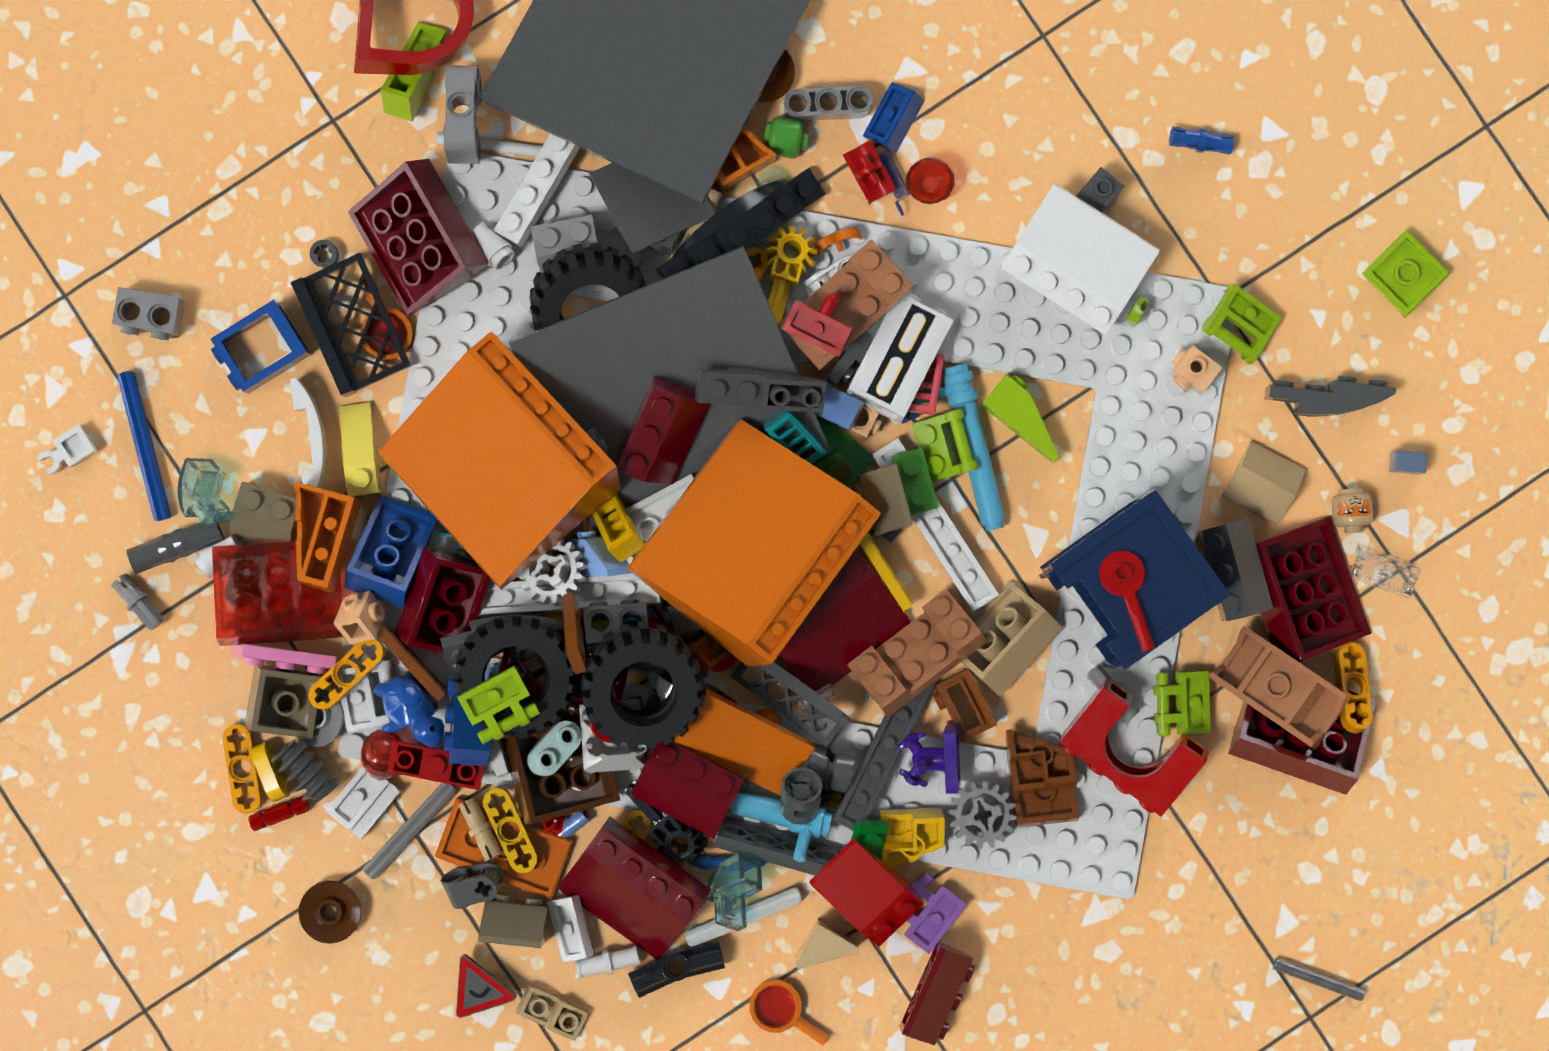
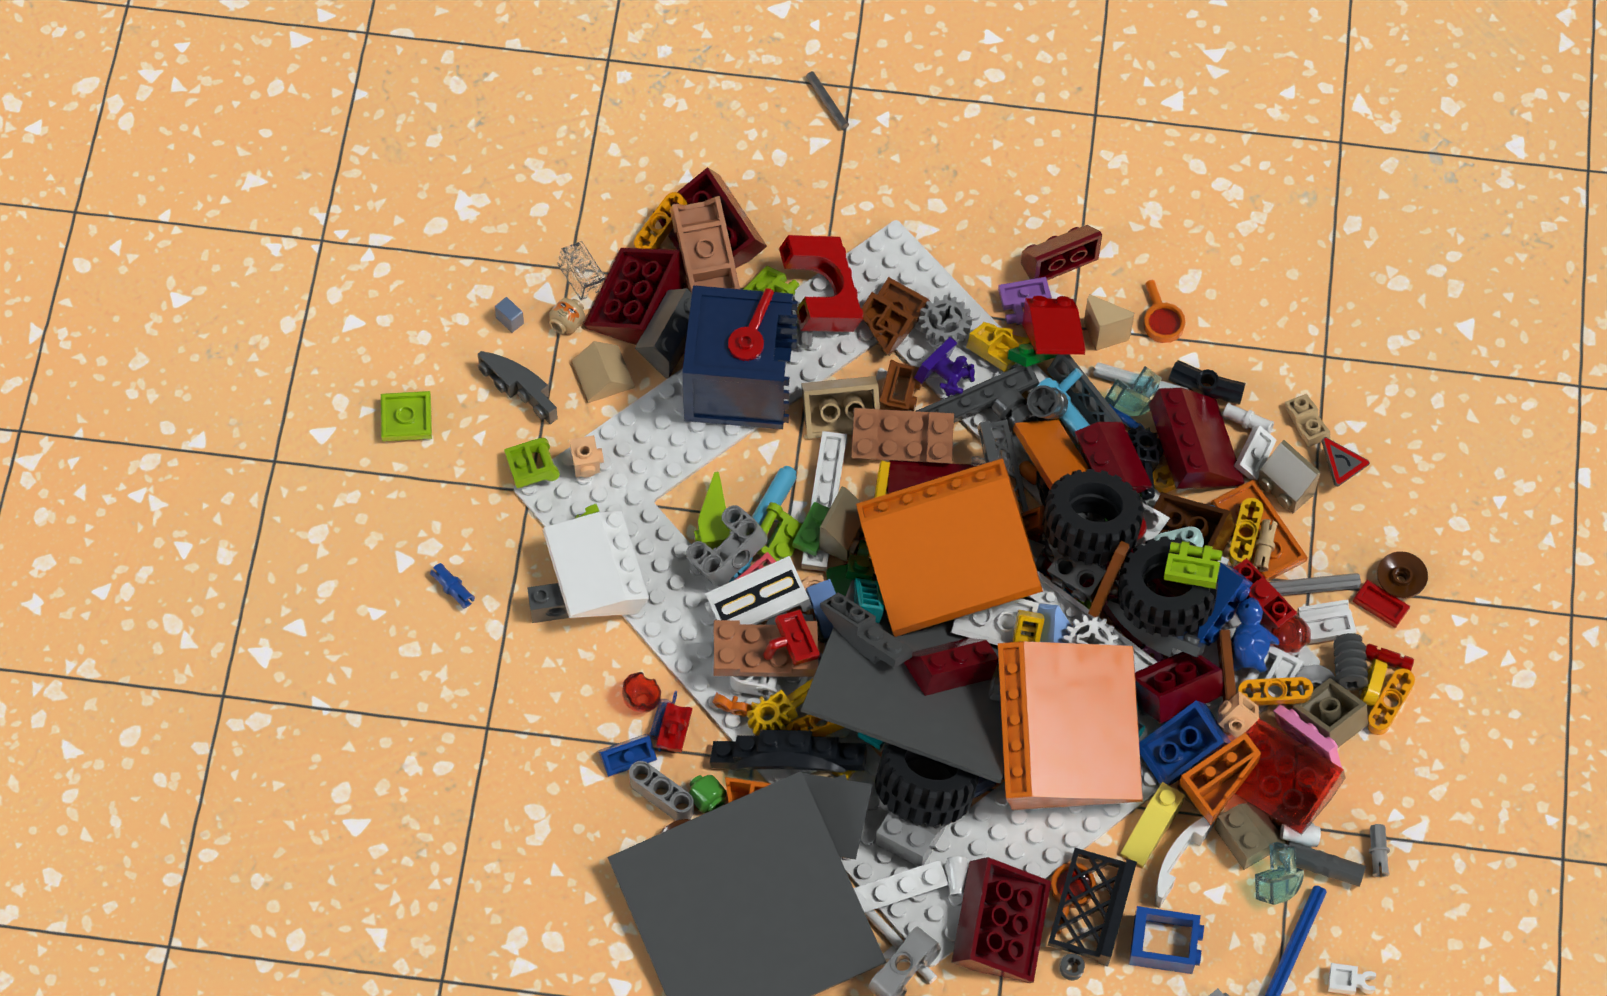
camera: 145 degrees left, 25 degrees down
(329, 866) = (1381, 604): none -> red tile
(473, 884) = (1297, 519): dark grey piece -> none
(962, 384) = (734, 553): none -> light grey beam

